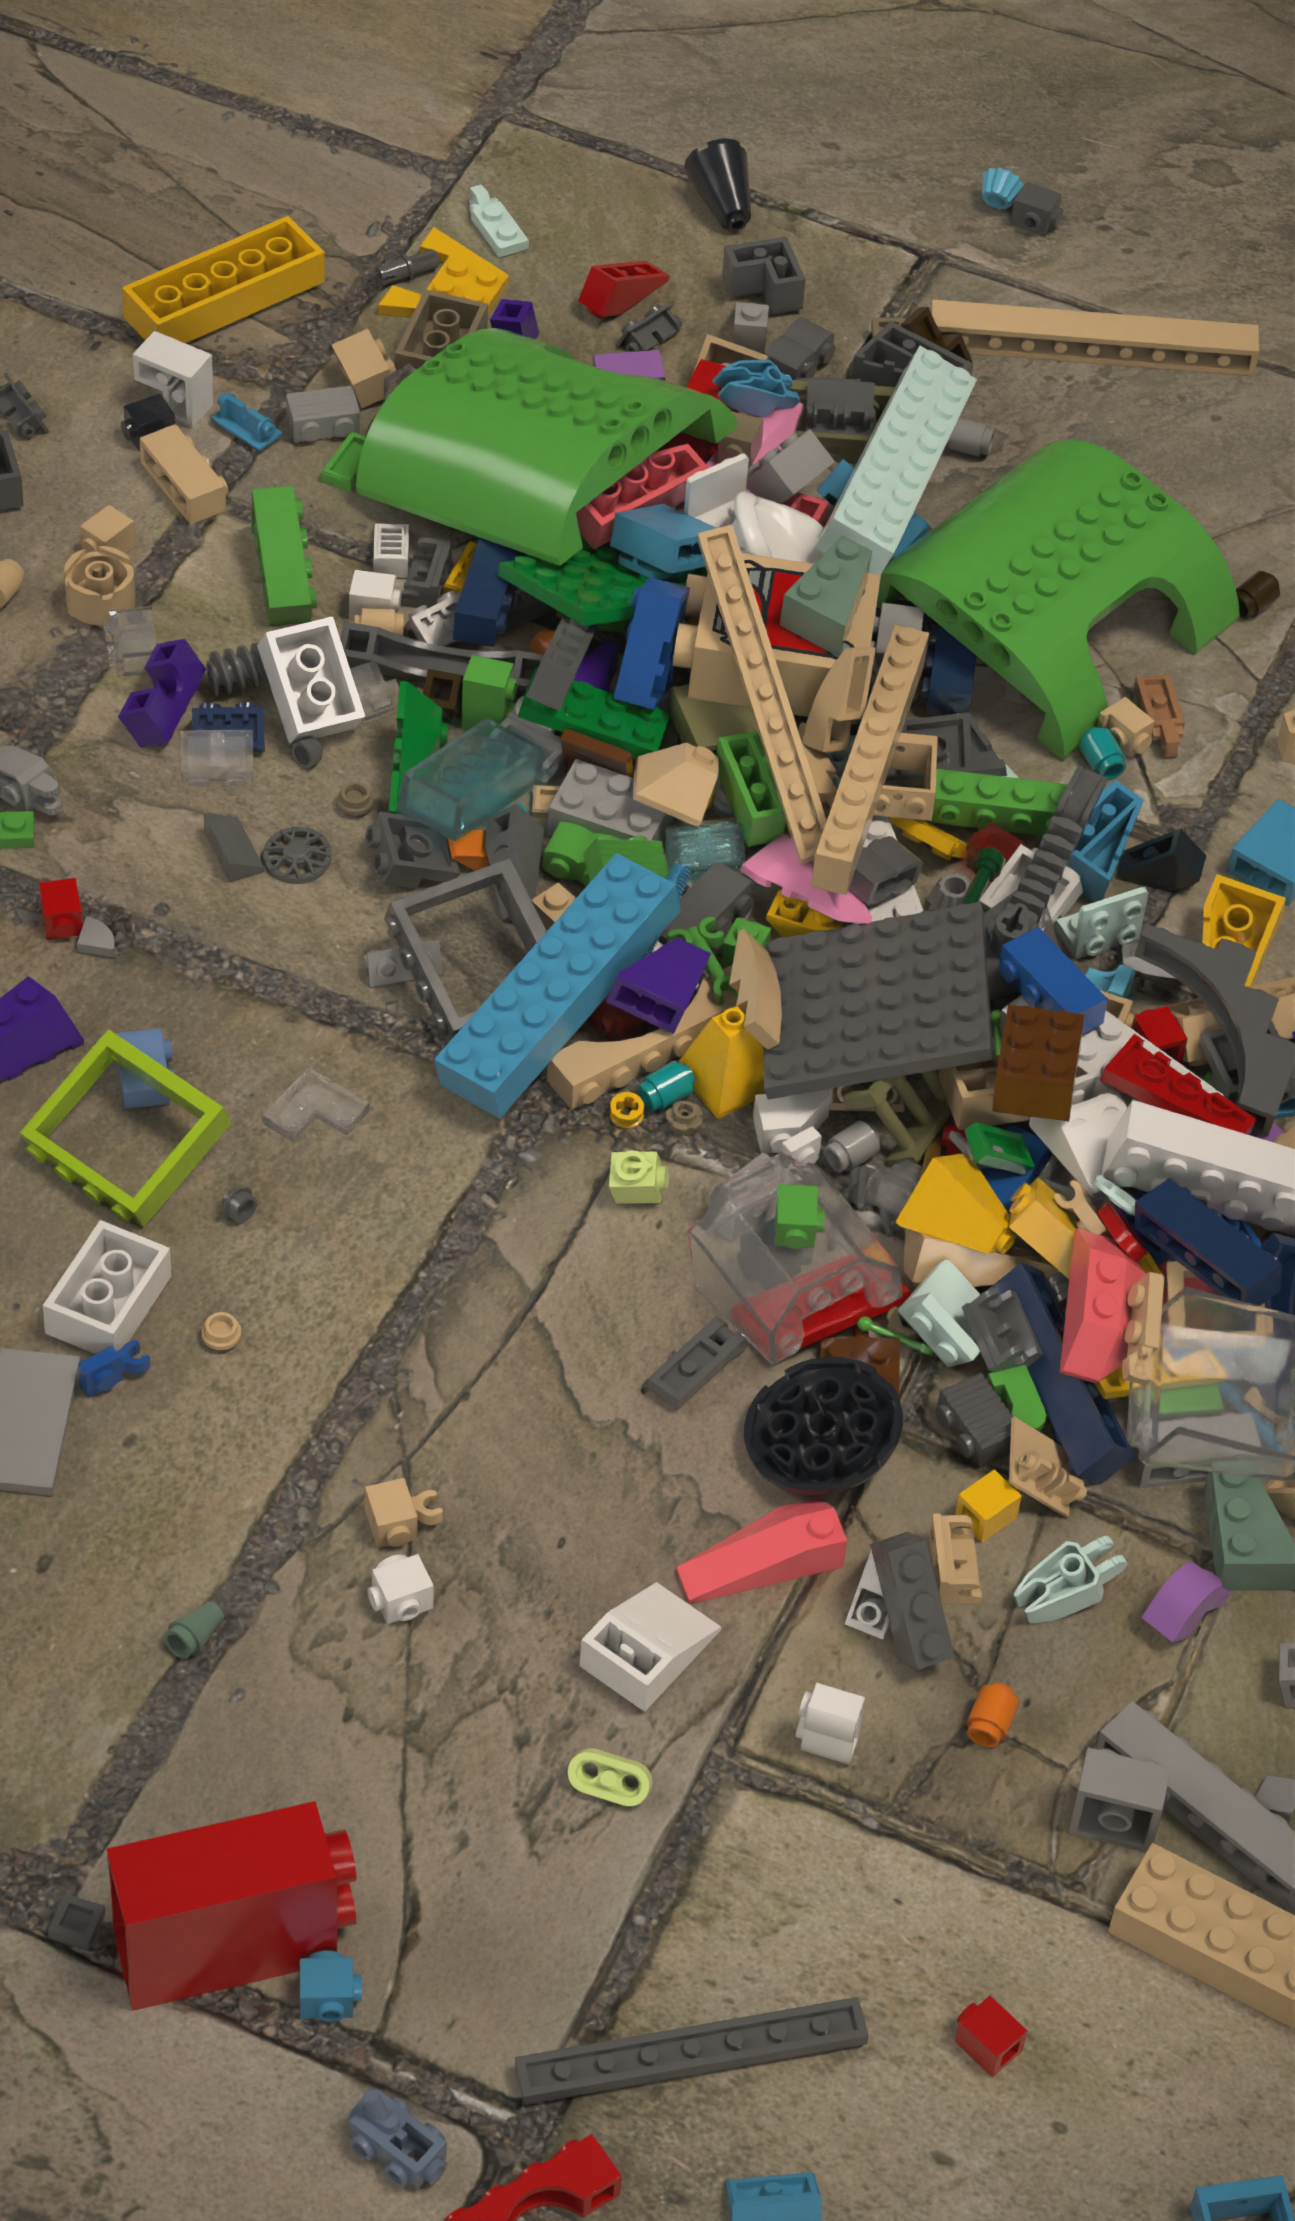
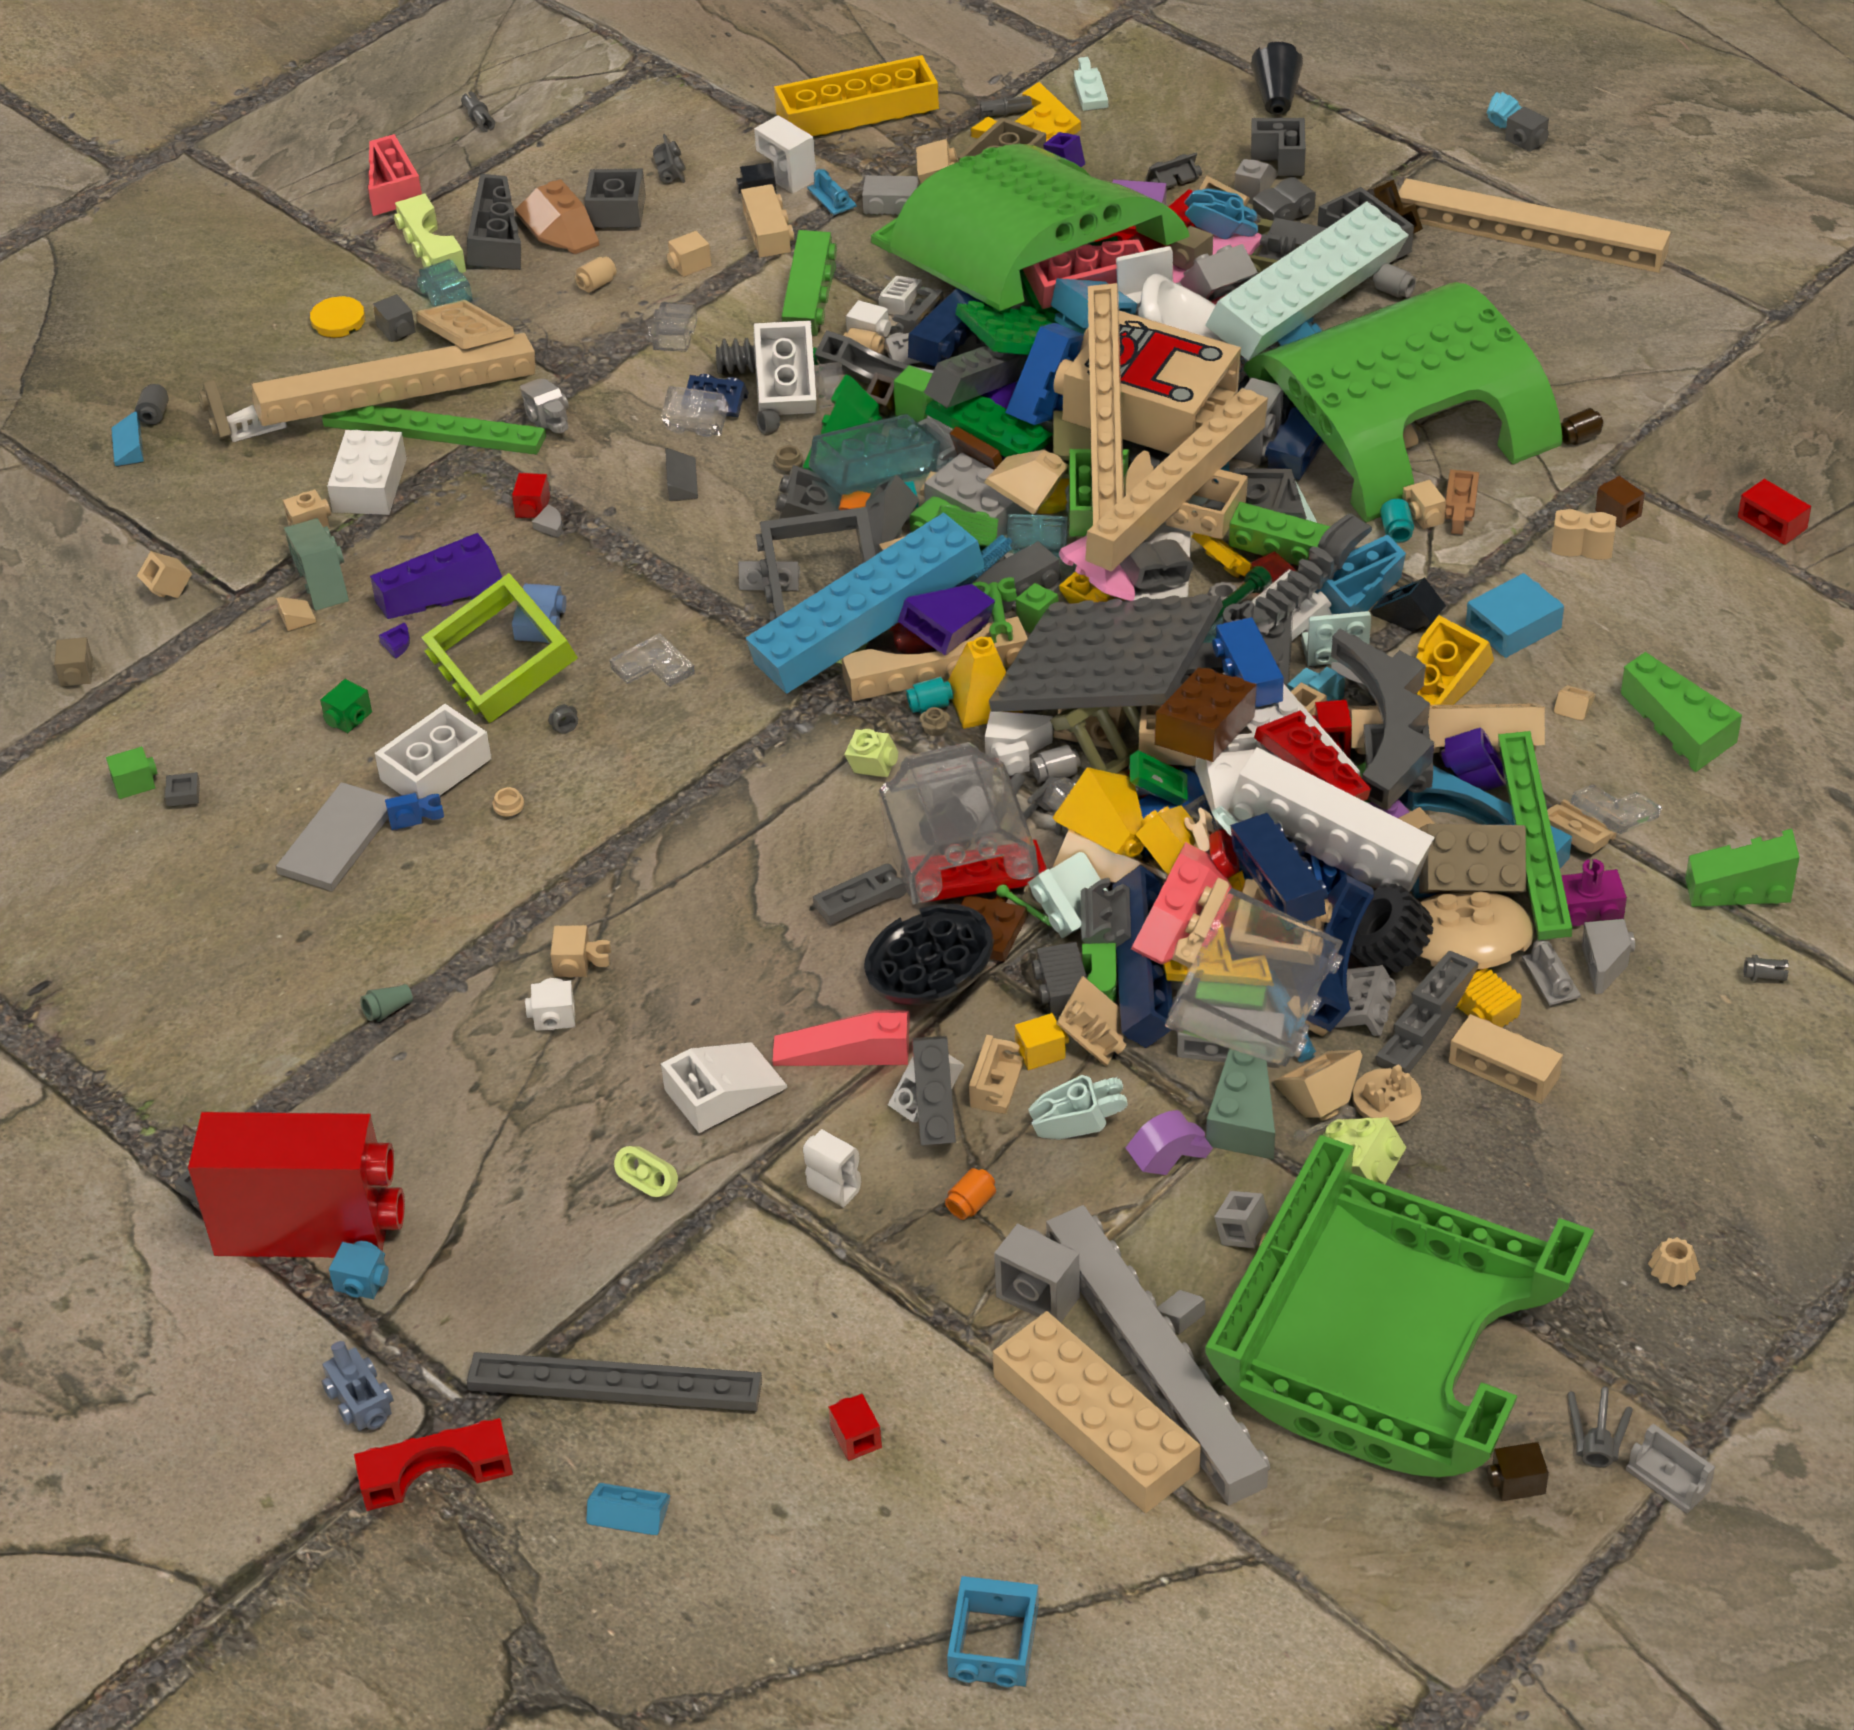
camera: 25 degrees right, 5 degrees down
(98, 584) = (663, 281): tan brick -> none
(155, 712) = (690, 353): dark purple arch -> none
(297, 855) = (727, 490): dark grey wheel -> none
(619, 286) = (1162, 139): red slope -> none
(623, 1100) = (889, 702): yellow bush -> none
(757, 989) = (1016, 631): tan slope -> none
(797, 1216) = (953, 786): bright green brick -> none
(828, 596) = (1184, 351): sand green wedge -> none
(840, 700) = (1167, 427): tan slope -> none

